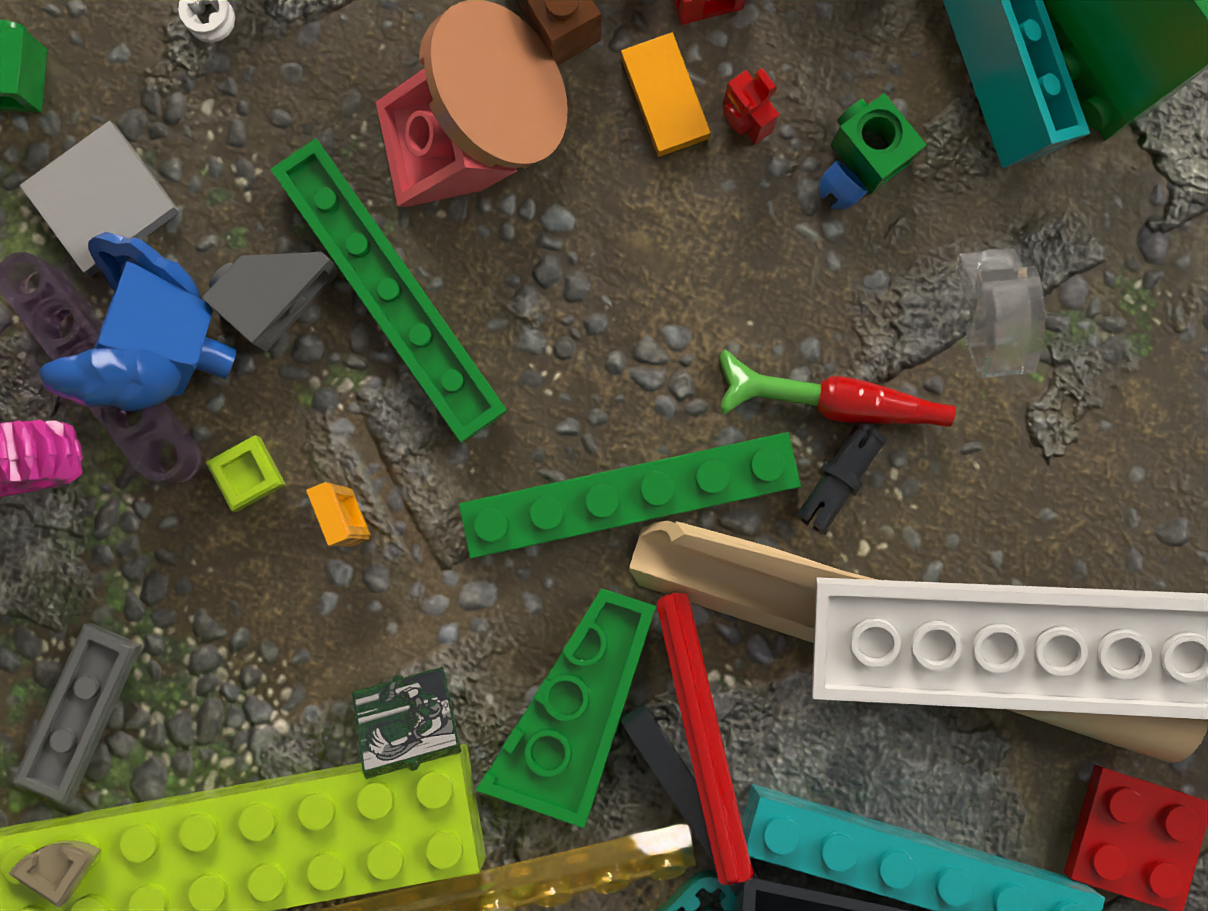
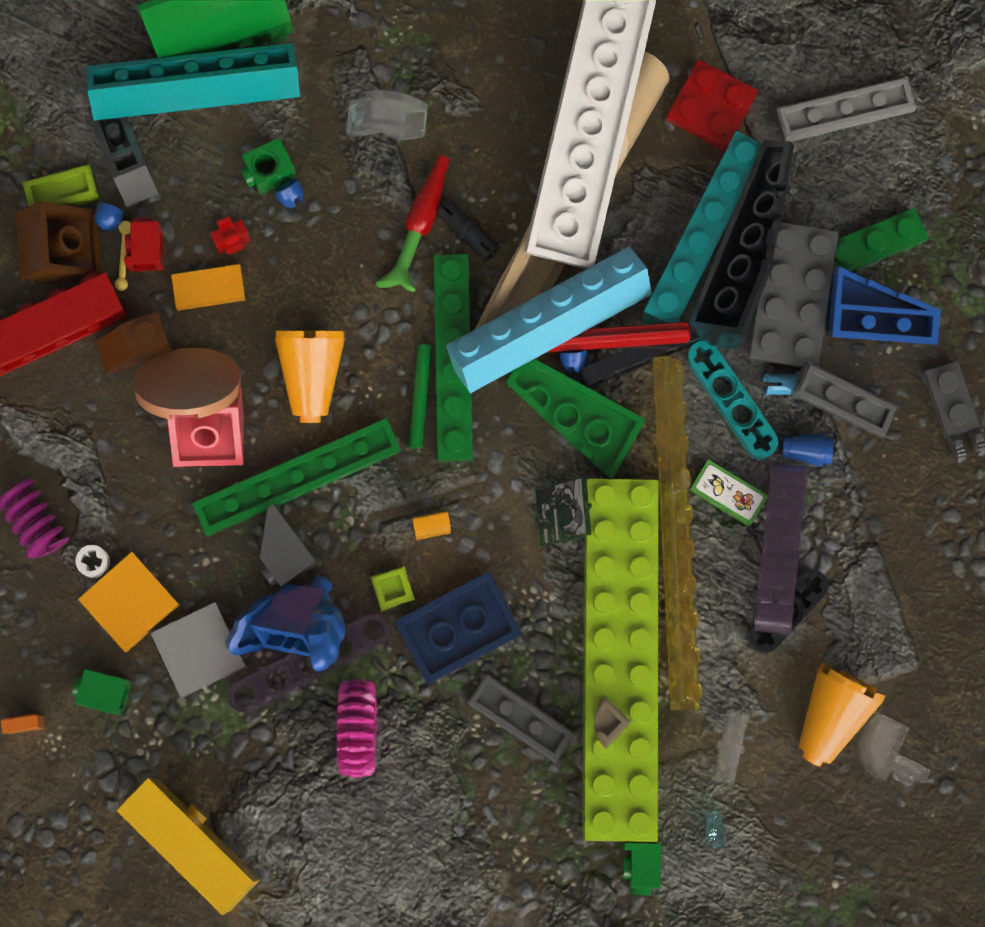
camera: 85 degrees left, 5 degrees down
(155, 79) = (128, 602): none -> light orange tile
(196, 588) = (458, 628): none -> dark blue plate
(556, 455) = (419, 396): none -> green bar
(561, 272) = (309, 370): none -> light orange cone
(661, 691) = (574, 360): none -> blue hinge
(716, 644) = (549, 319): none -> medium azure brick

